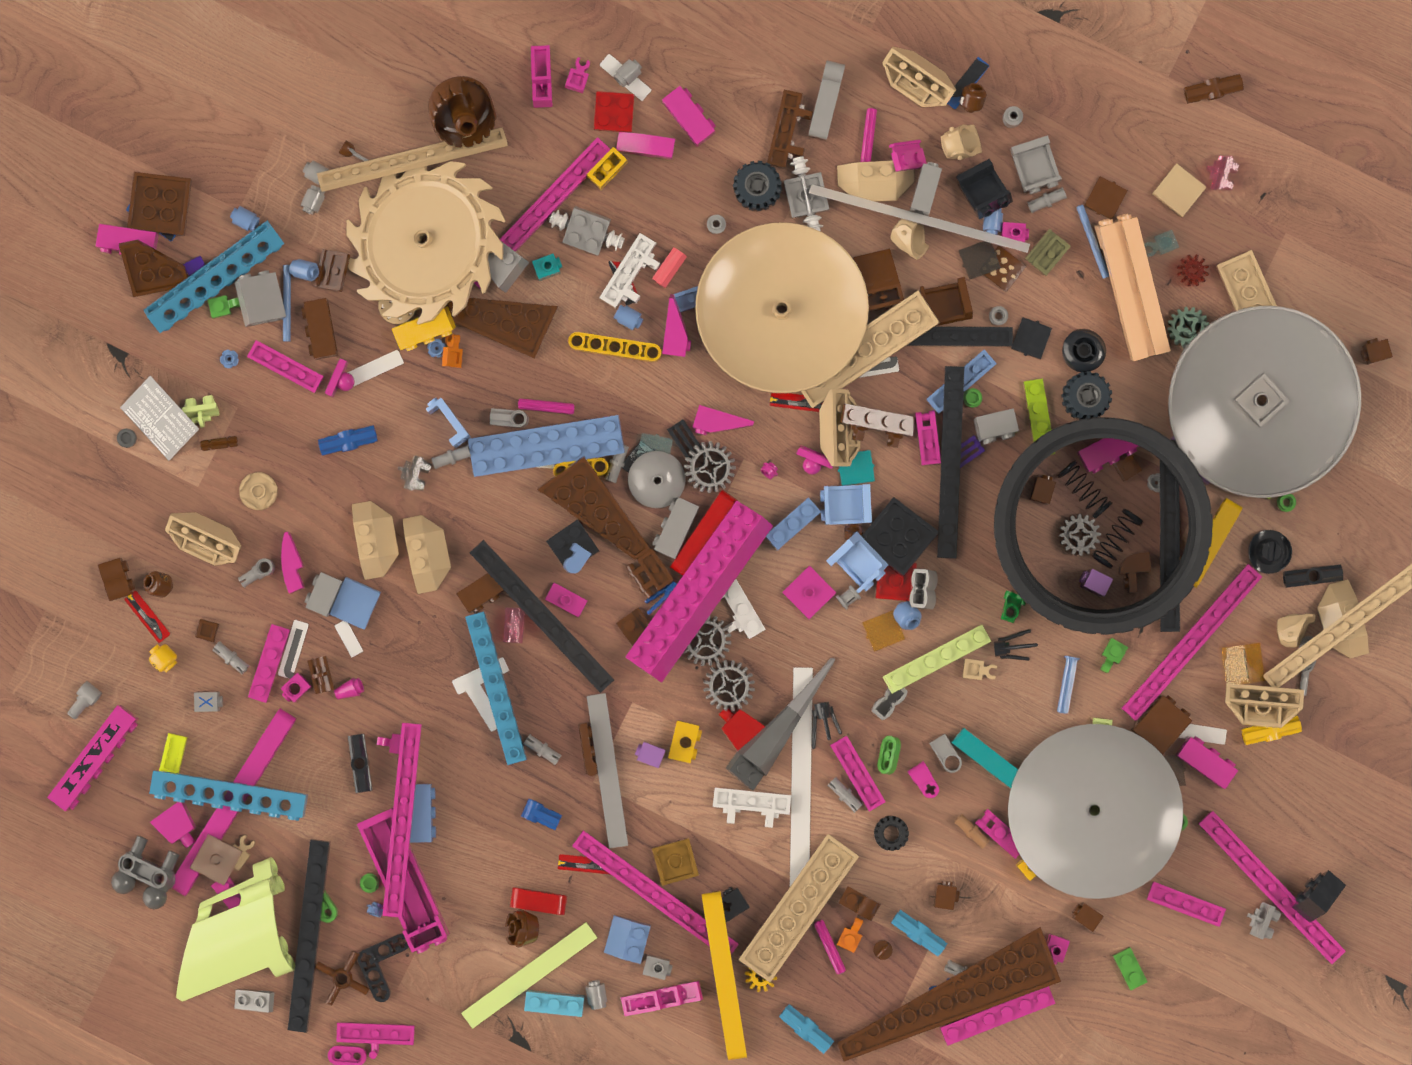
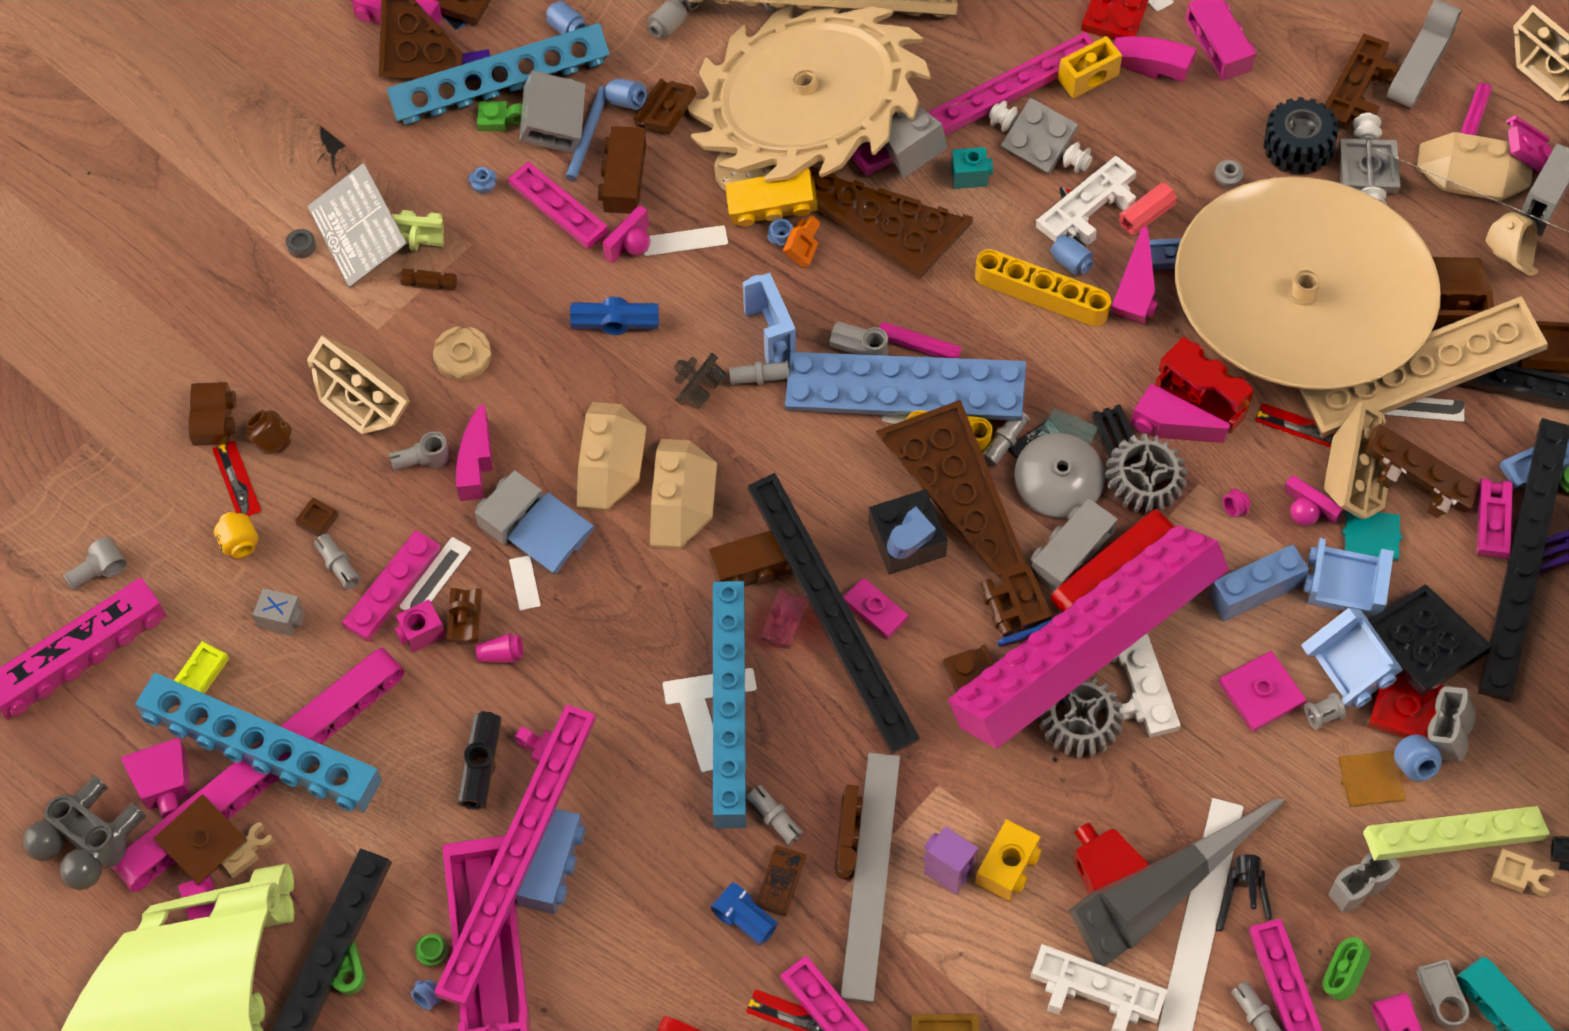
camera: 15 degrees right, 25 degrees down
(556, 787) = (780, 880): none -> reddish brown tile
(731, 397) = (1204, 383): none -> red piece
(744, 677) = (1125, 786): light grey gear -> none

